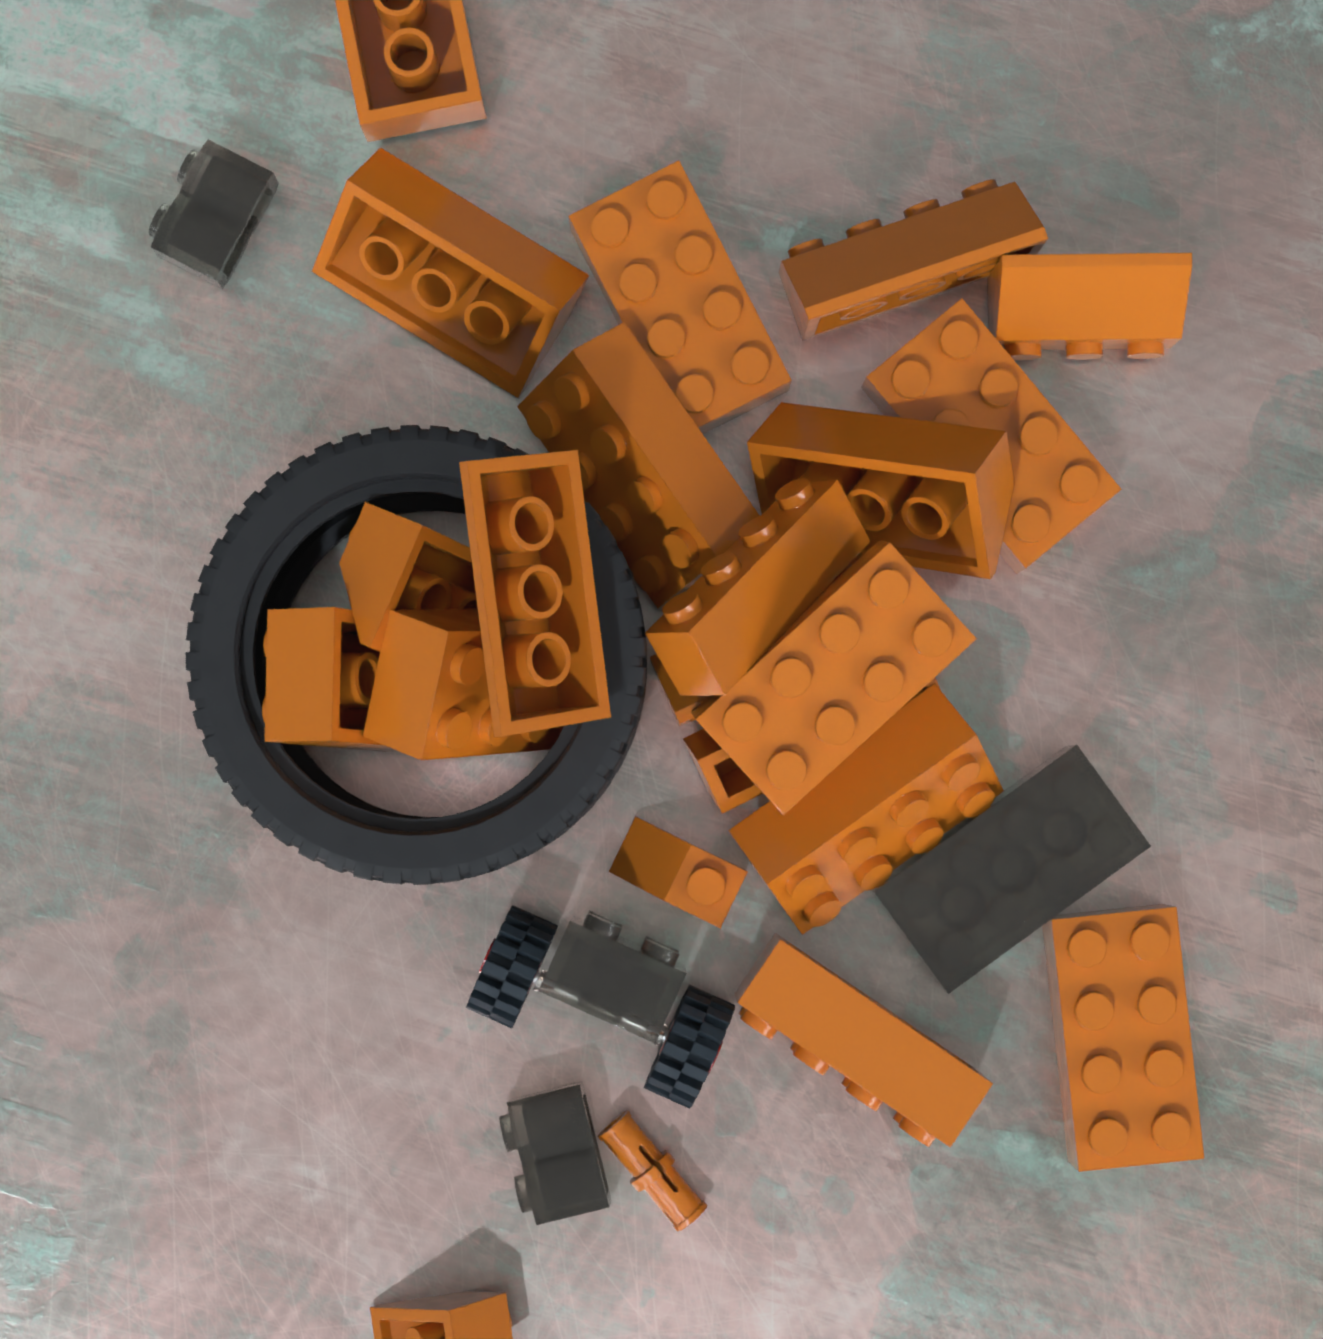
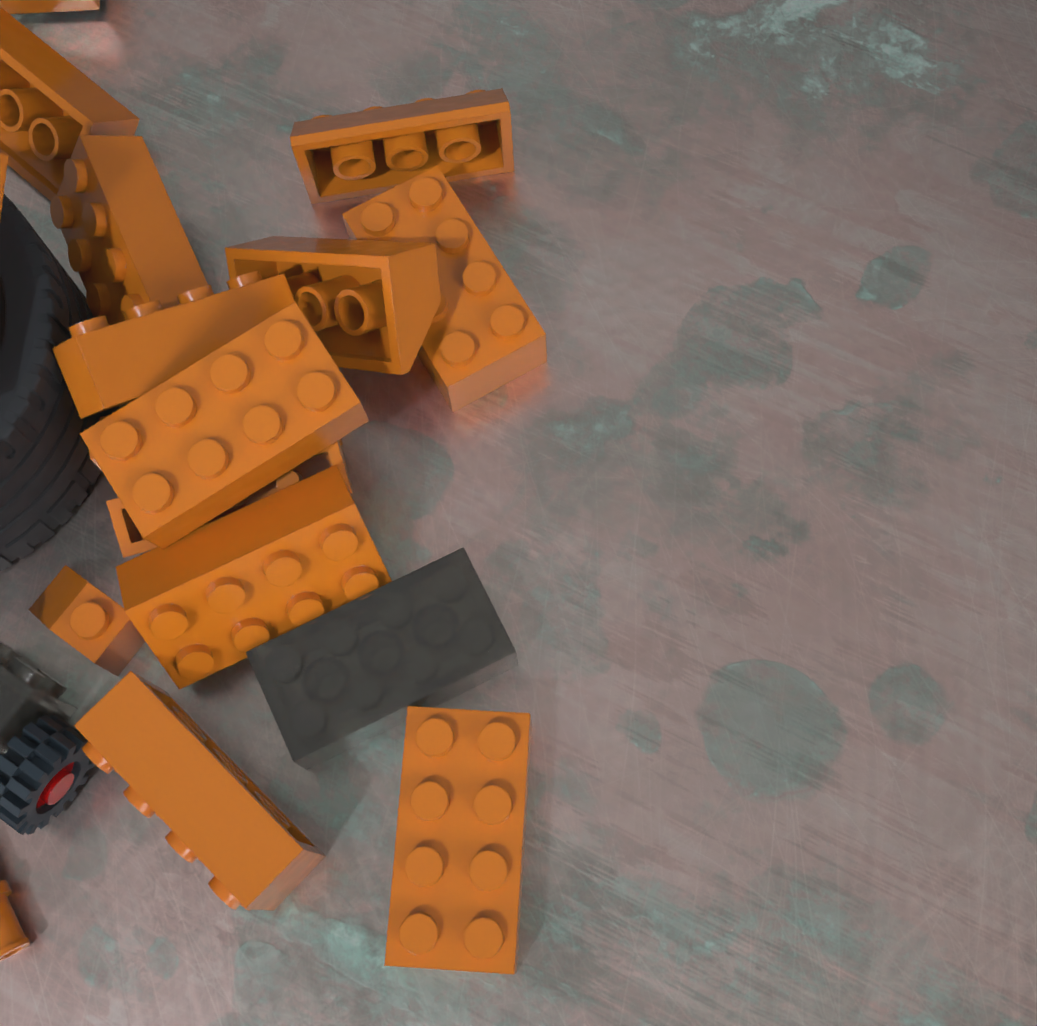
camera: 15 degrees right, 15 degrees down
(680, 296) = (207, 146): orange brick -> none
(1089, 303) = (547, 184): orange slope -> none

